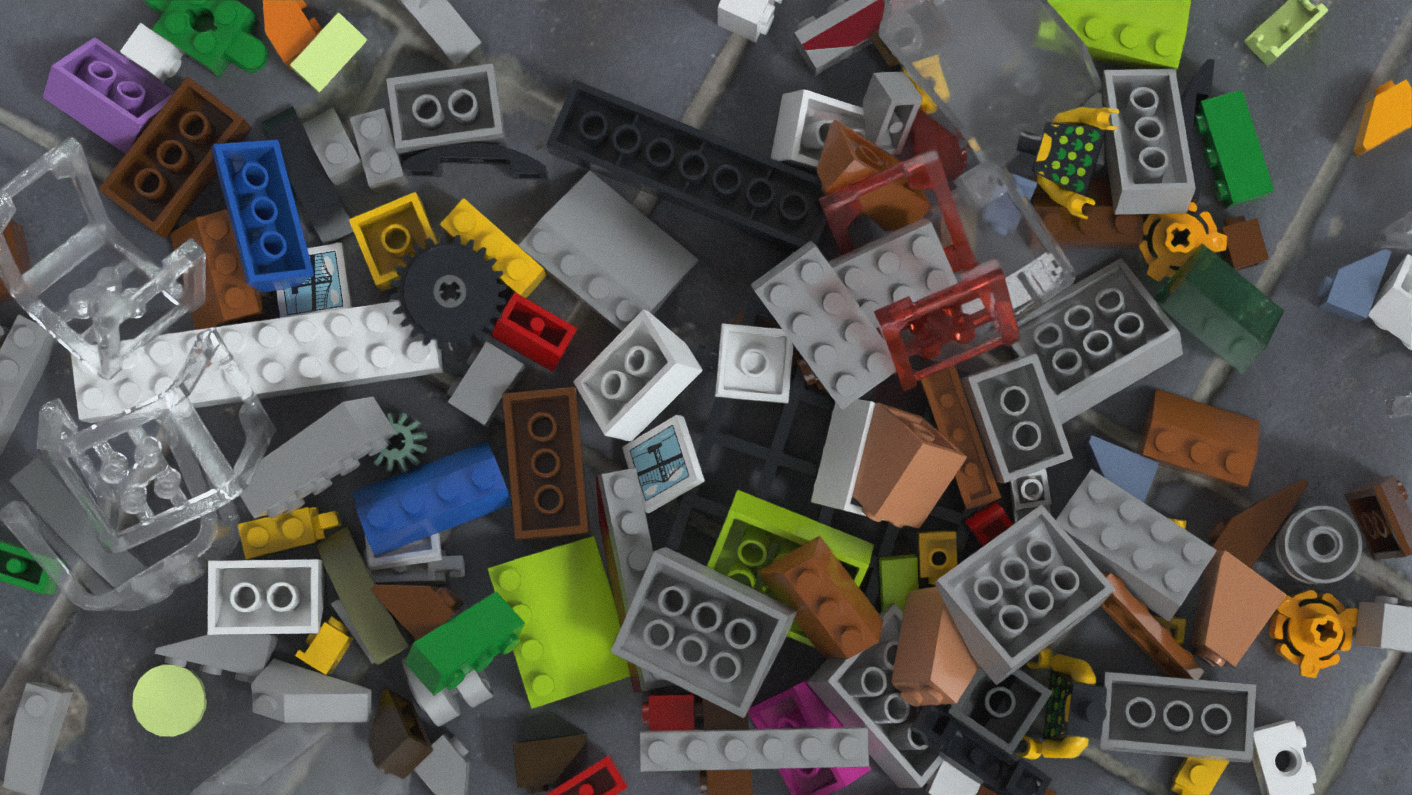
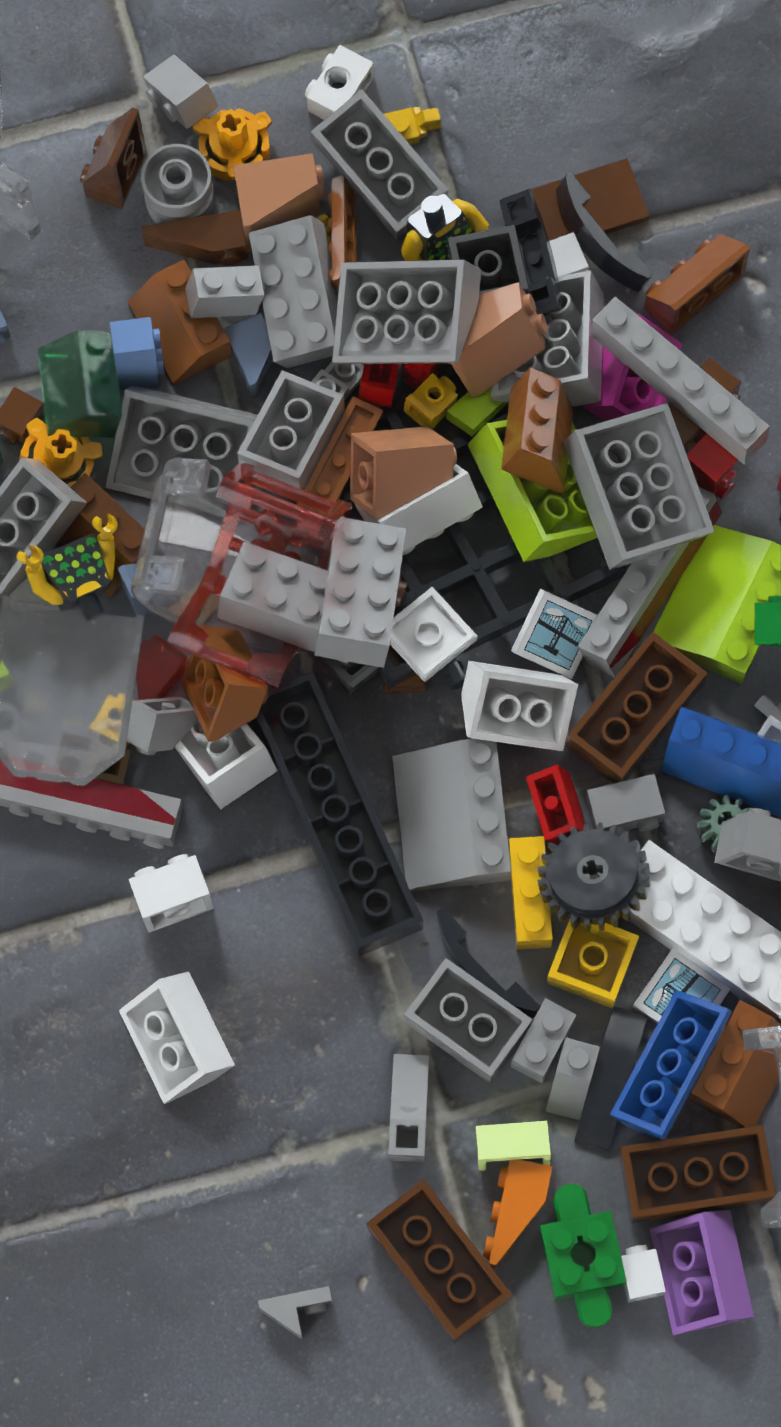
camera: 135 degrees left, 10 degrees down
(1185, 483) = (224, 291): none -> light grey brick
(1202, 369) = (137, 353): none -> medium blue brick

